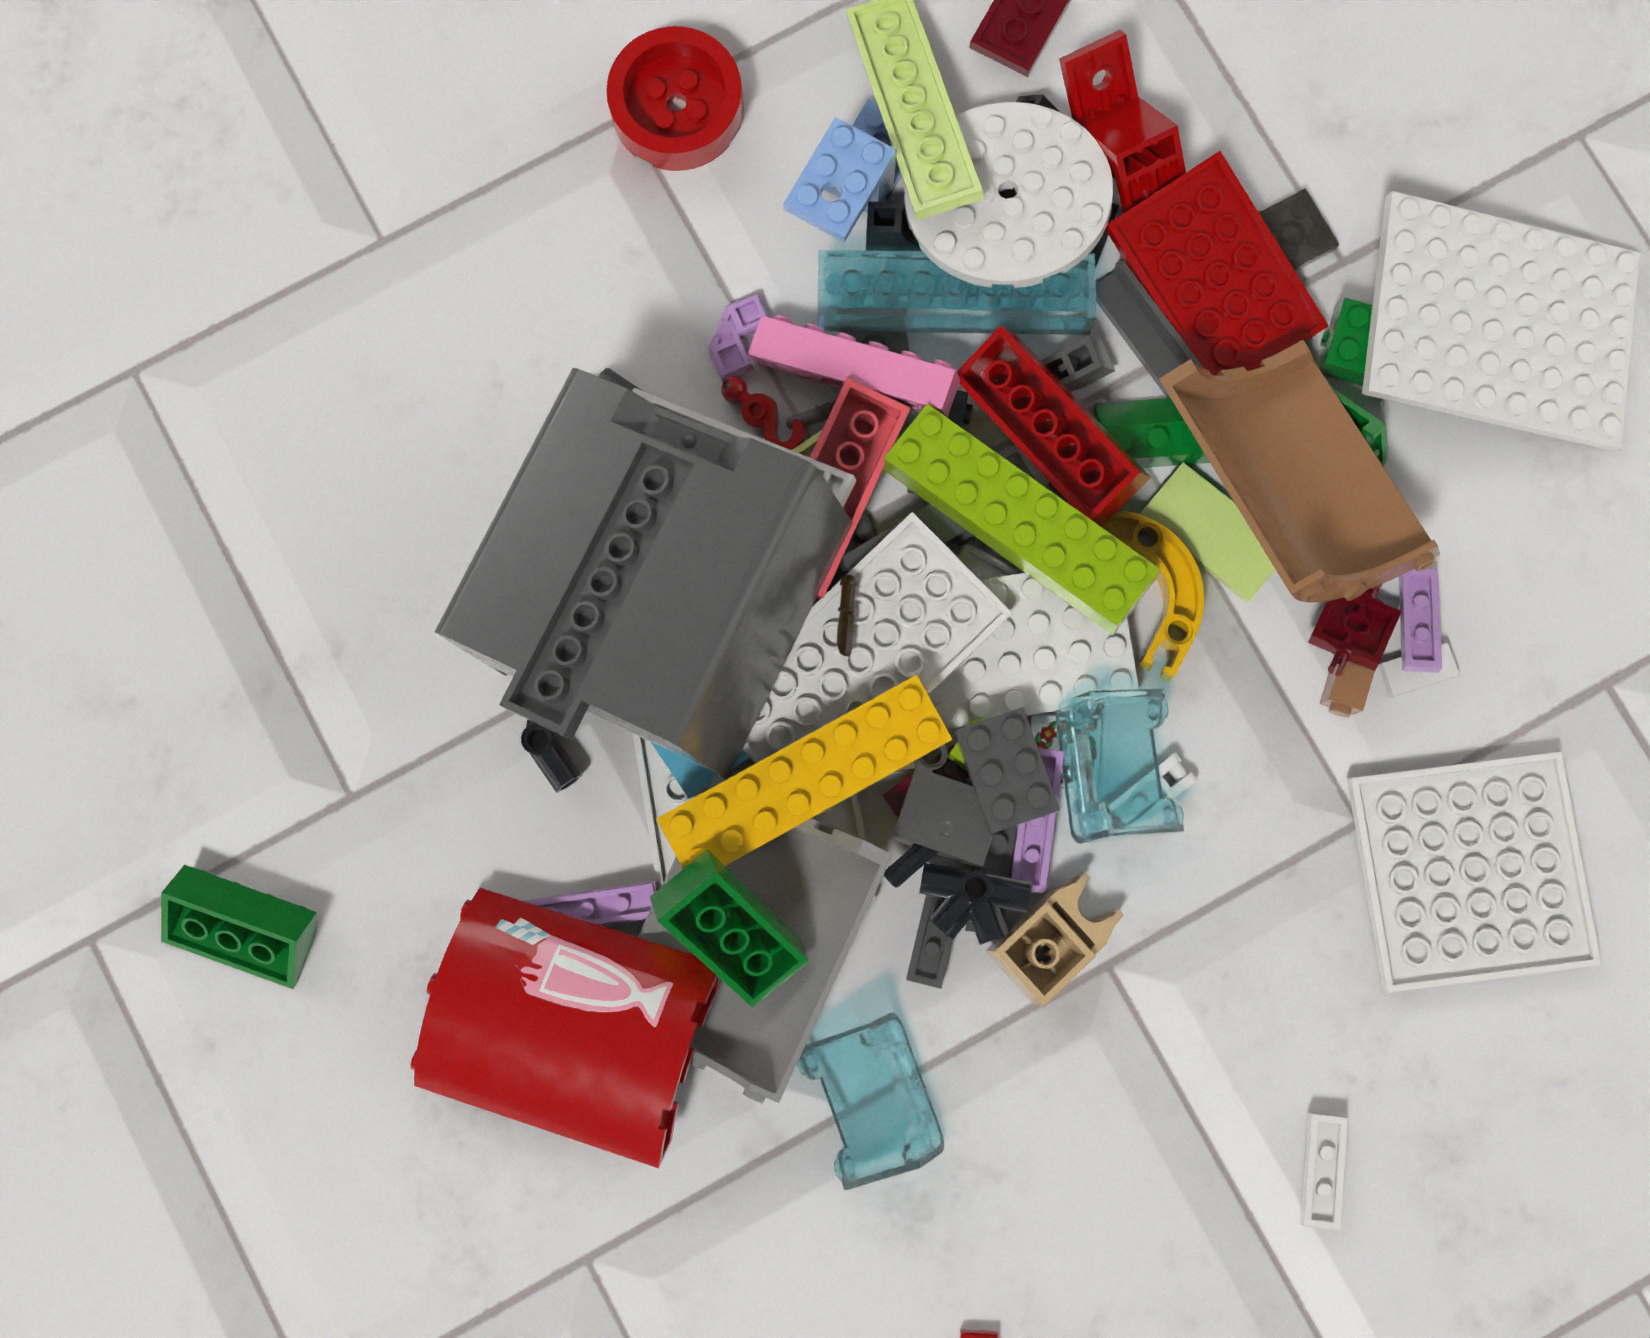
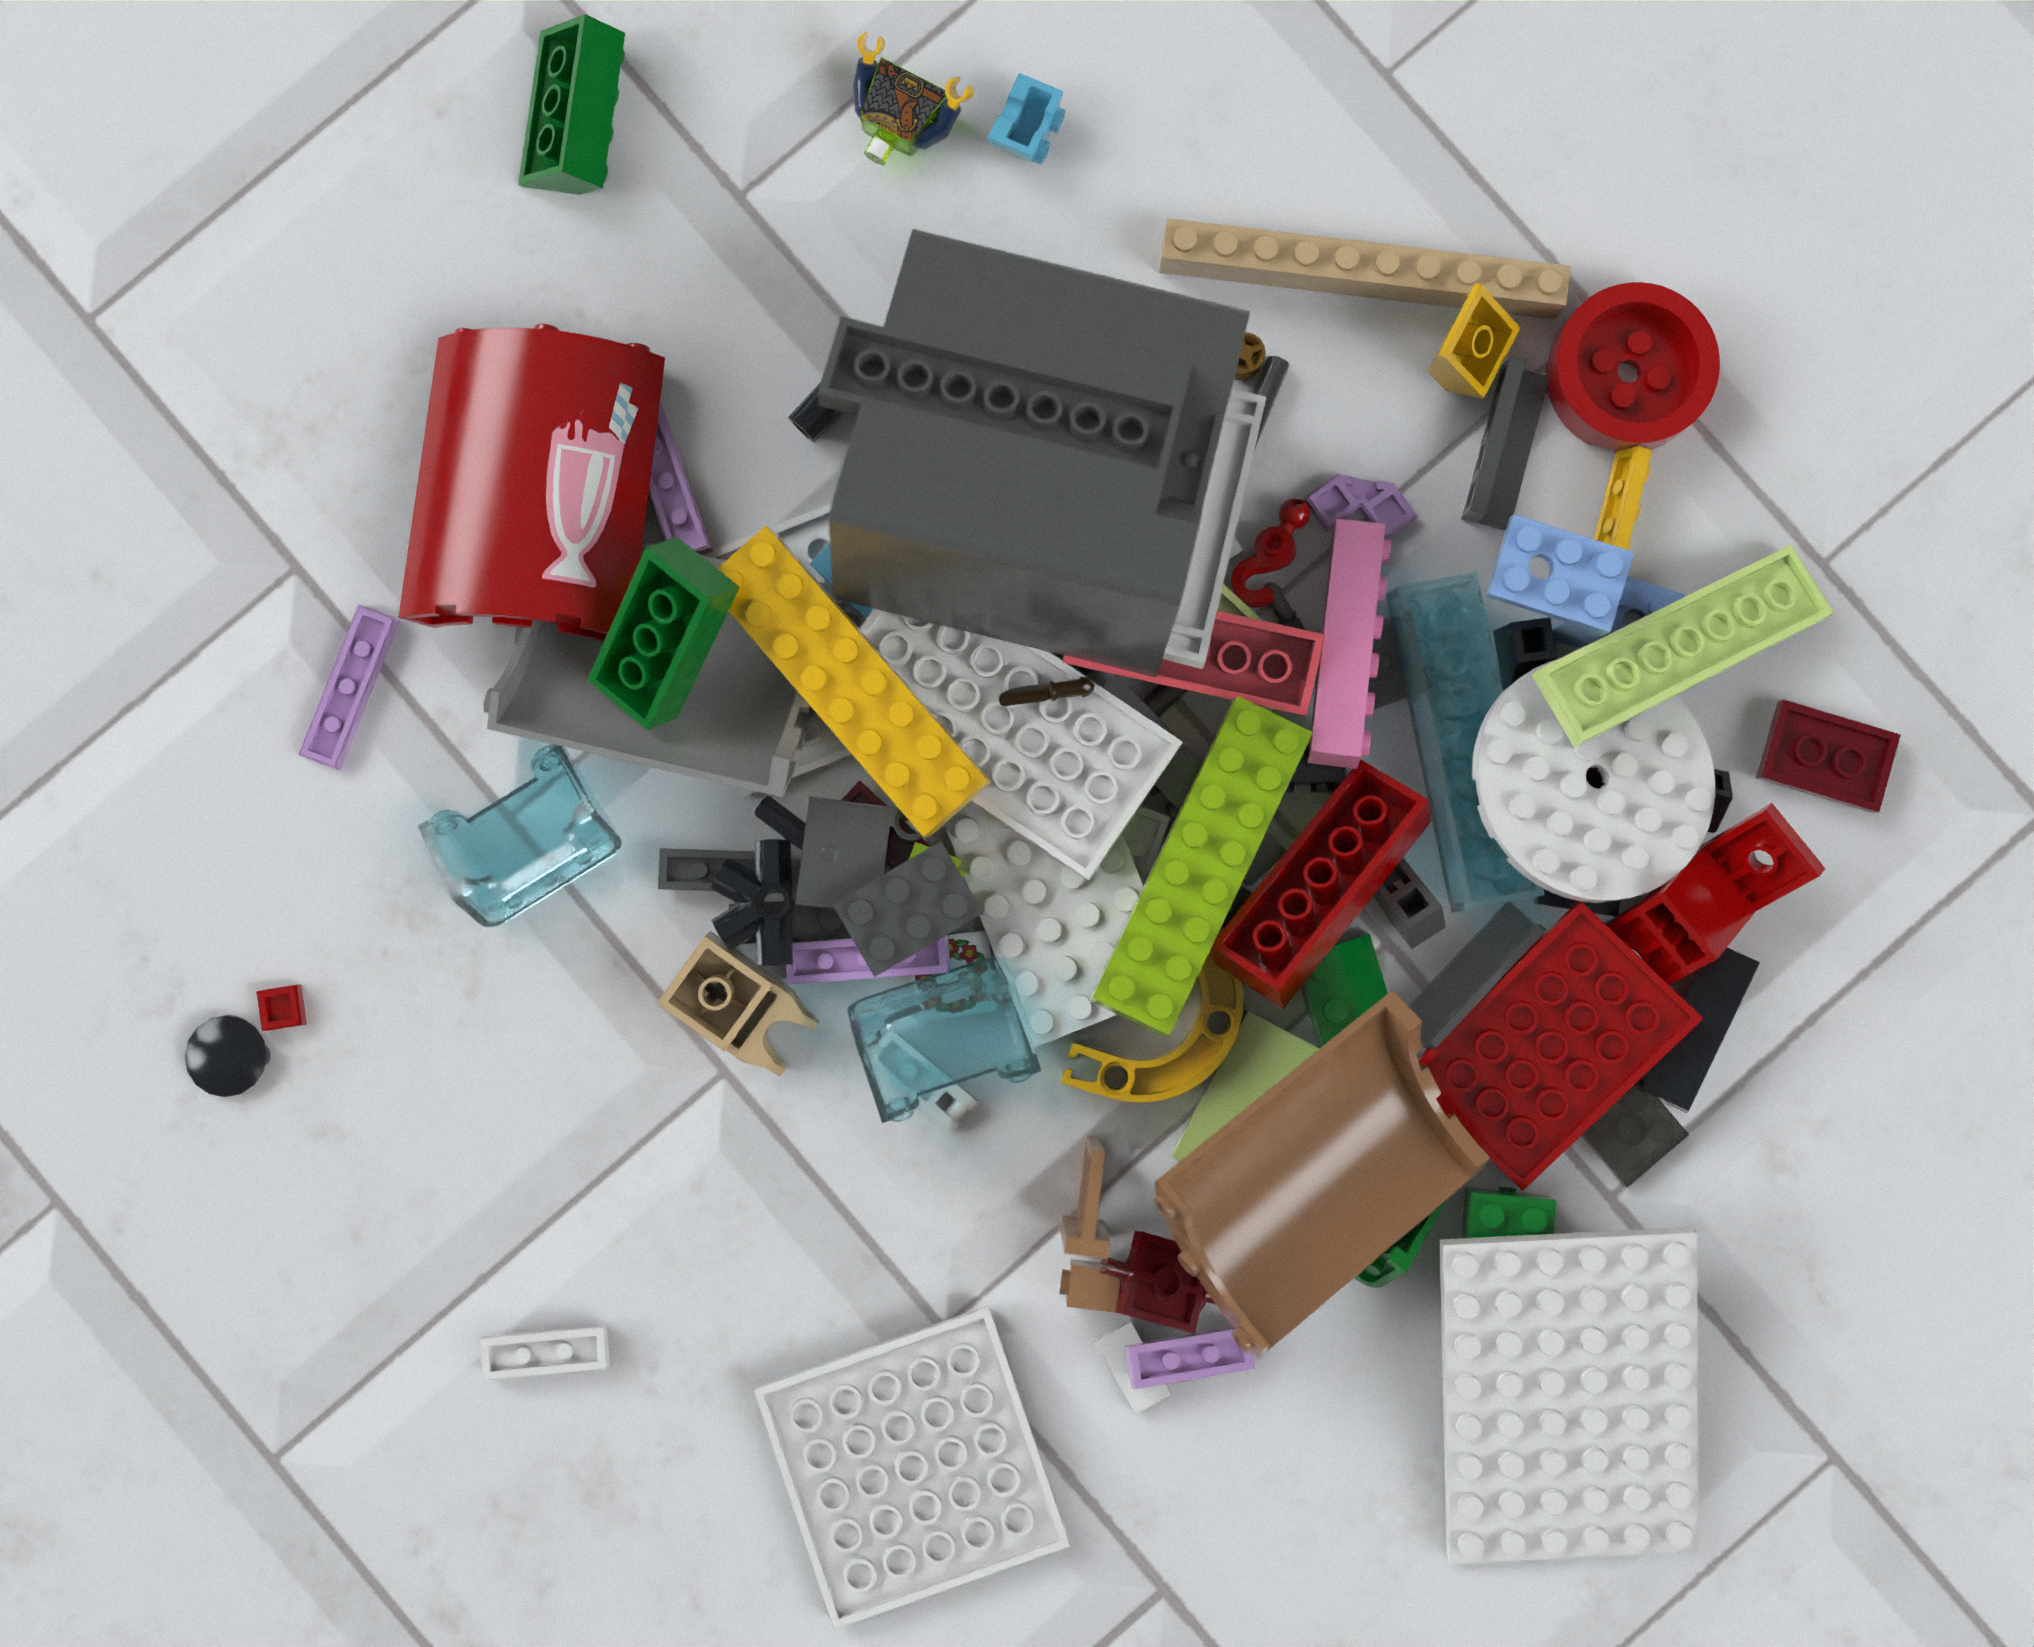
camera: 75 degrees right, 5 degrees up
(310, 640) = (900, 106): none -> torso
(347, 536) = (1028, 119): none -> medium azure cylinder
(542, 292) = (1360, 268): none -> tan brick
(628, 215) = (1474, 345): none -> yellow slope
(705, 1231) = (349, 687): none -> lavender tile
(714, 212) = (1505, 445): none -> dark grey panel
(779, 128) = (1623, 496): none -> yellow plate
(1202, 140) = (1716, 997): none -> black panel
(1284, 669) = (1084, 1233): none -> medium nougat fence

